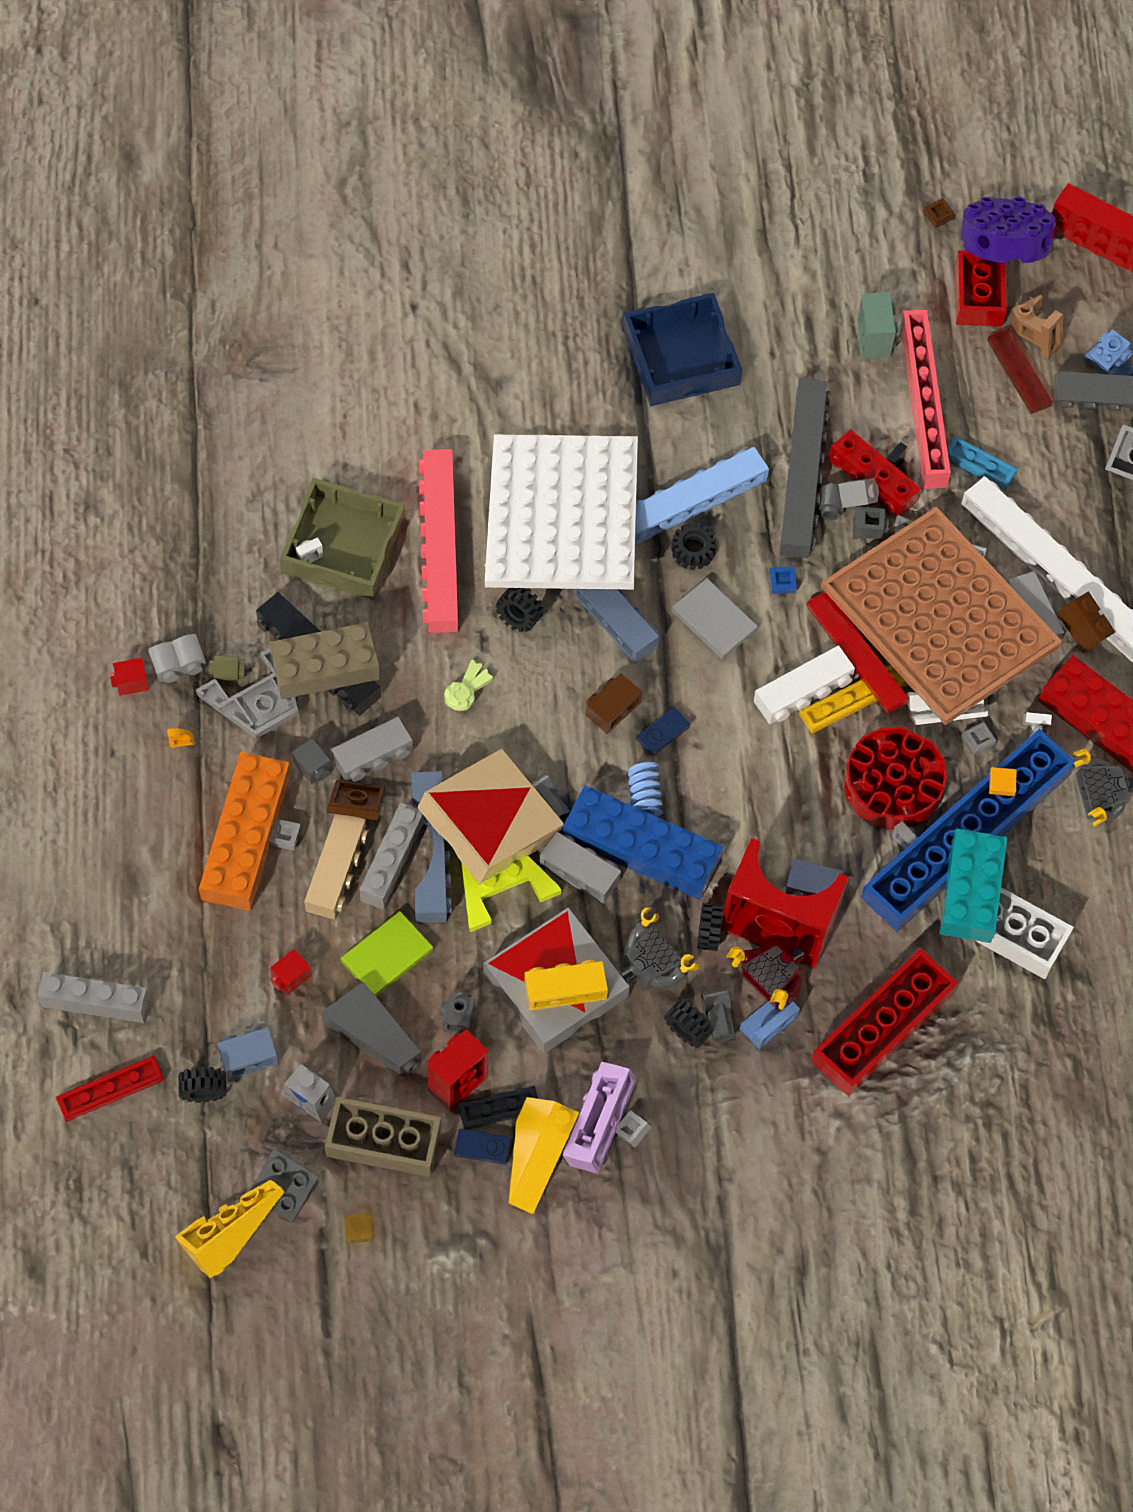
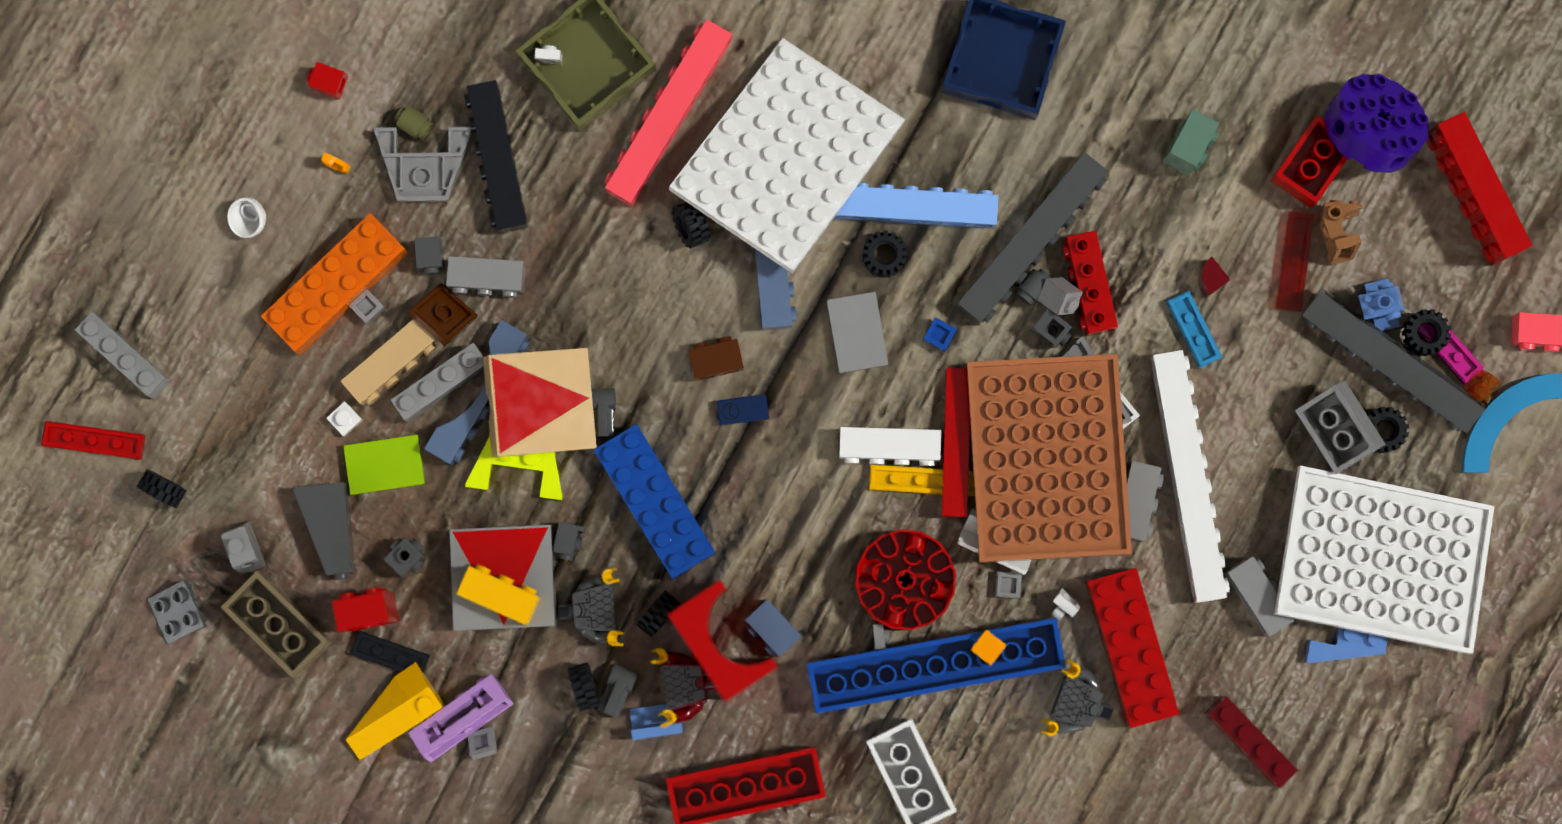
camera: 35 degrees right, 20 degrees up
(131, 821) = (246, 217): none -> white piece
(177, 658) = (377, 87): light grey brick -> none
(218, 1240) = (100, 623): yellow wedge -> none
(247, 1052) = (217, 481): sand blue brick -> none
(290, 972) = (294, 432): red brick -> none
(324, 660) = (488, 174): dark tan brick -> none
(326, 938) = (344, 419): none -> white plate
(358, 1228) = (215, 683): clear yellow tile -> none
(461, 695) = (593, 270): yellowish green piece -> none
(482, 1146) = (355, 679): dark blue tile -> none
(580, 867) = (590, 490): light grey brick -> none
(590, 915) = (568, 540): none -> dark grey brick
(645, 787) = (688, 456): light blue piece -> none
(897, 454) = (1120, 279): black tile -> none
(925, 399) = (1185, 240): coral brick -> none
(939, 213) = (1336, 58): reddish brown tile -> none
(965, 415) = (1211, 277): none -> dark red brick
(973, 885) = (893, 726): teal brick -> none
(1085, 622) = (1169, 543): reddish brown piece -> none

